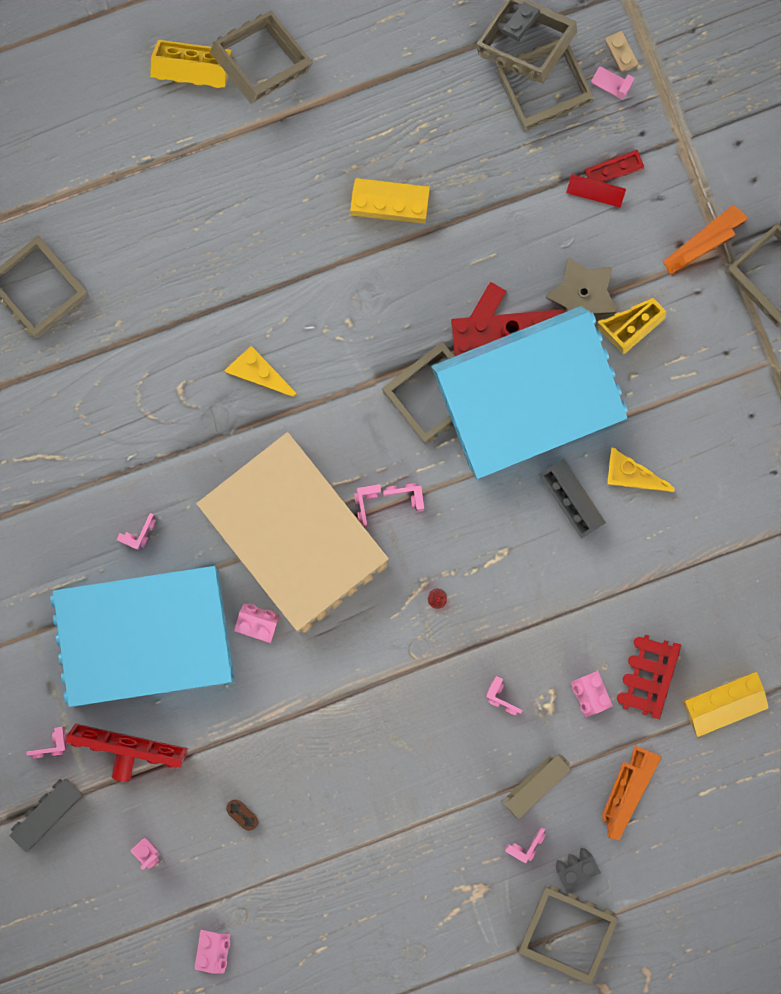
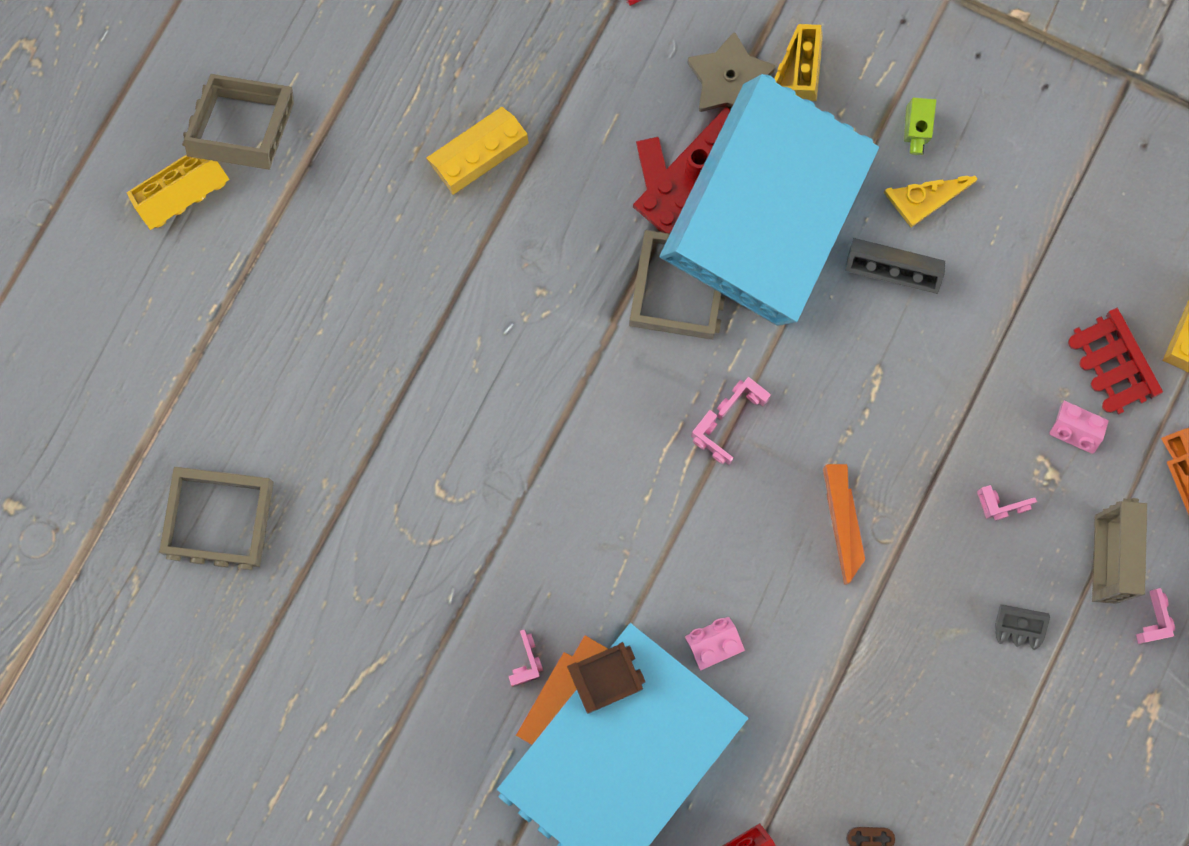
camera: 40 degrees left, 5 degrees down
(144, 565) = (556, 691): none -> orange wedge
(170, 584) = (606, 677): none -> reddish brown panel
(253, 368) = (494, 409): yellow wing -> none
(293, 533) = (673, 526): tan container -> none
(399, 621) = (844, 520): none -> orange wedge
(437, 598) = (859, 467): clear red tile -> none
(445, 776) = (1021, 624): none -> dark grey plate
(675, 419) = (919, 114): none -> lime torso

